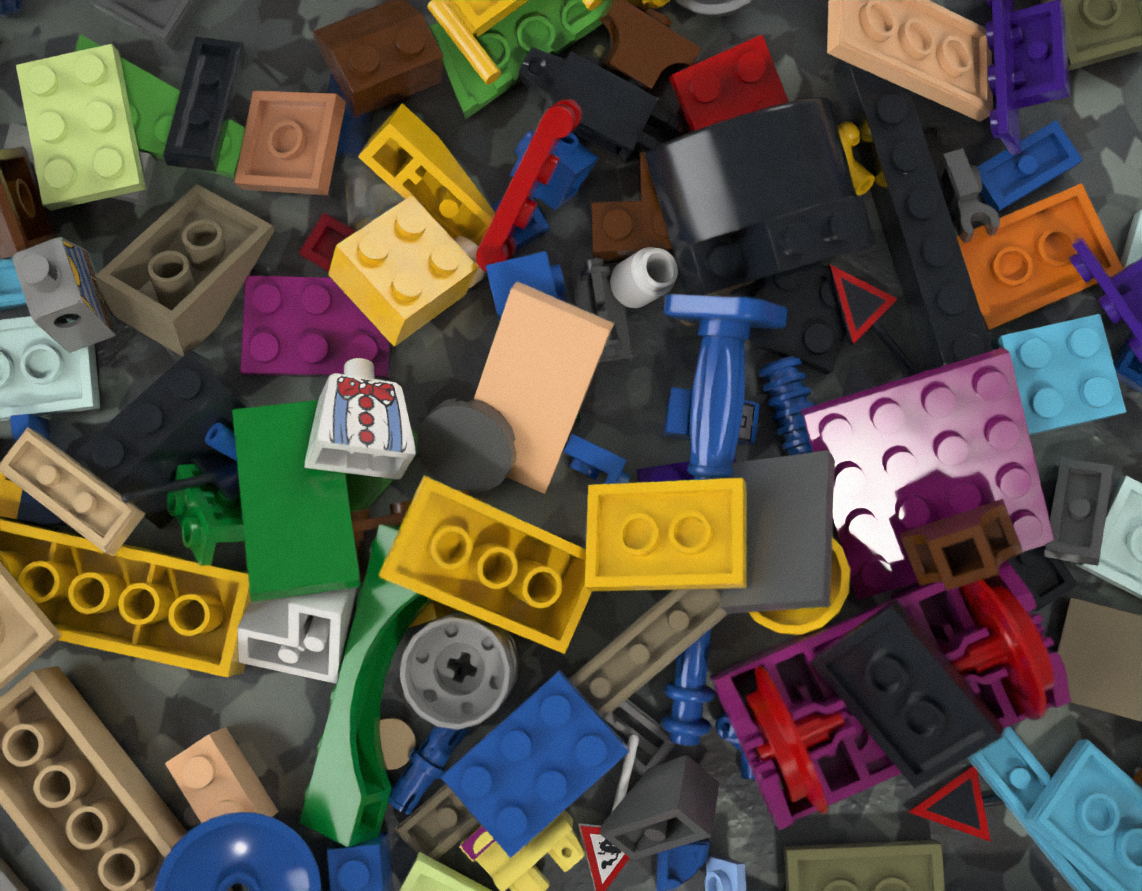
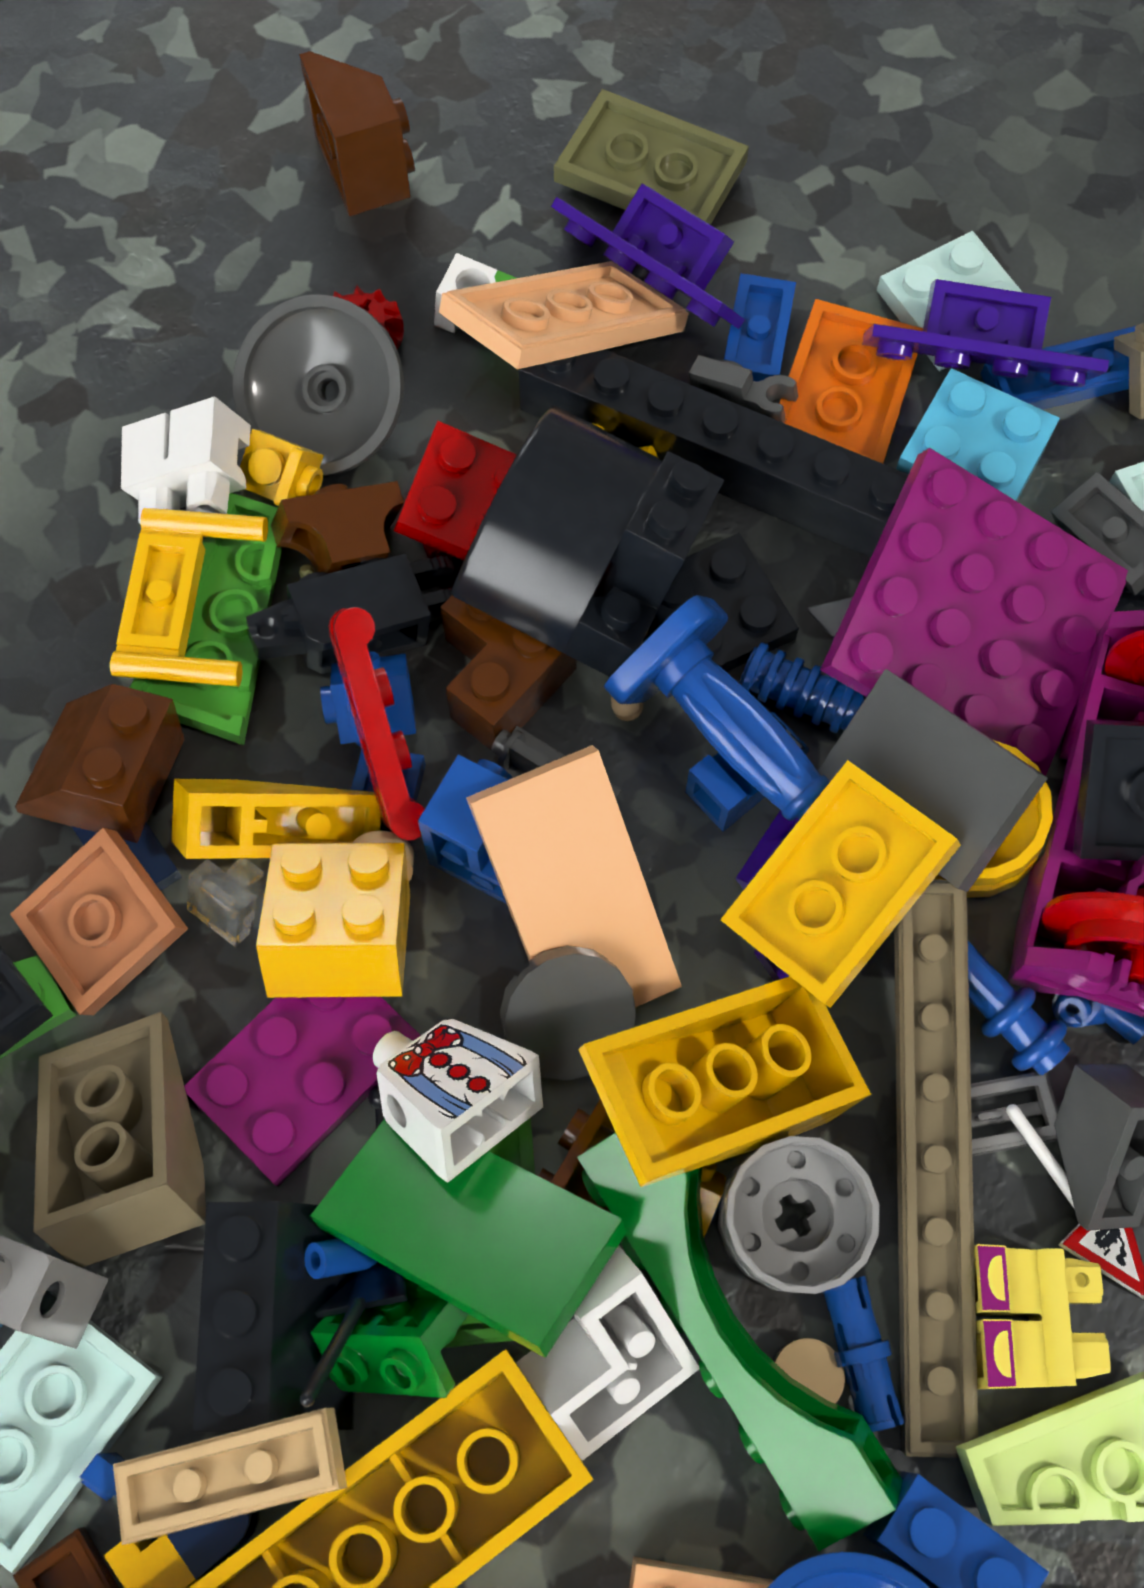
camera: 55 degrees left, 15 degrees down
(323, 240) = (233, 979): dark red tile -> none
(535, 763) = (964, 1223): blue plate -> none
(592, 459) = (691, 906): blue bracket -> none
(643, 277) = (559, 705): white brick -> none
(861, 308) = (766, 554): piece -> none
(962, 546) = (1076, 637): reddish brown brick -> none

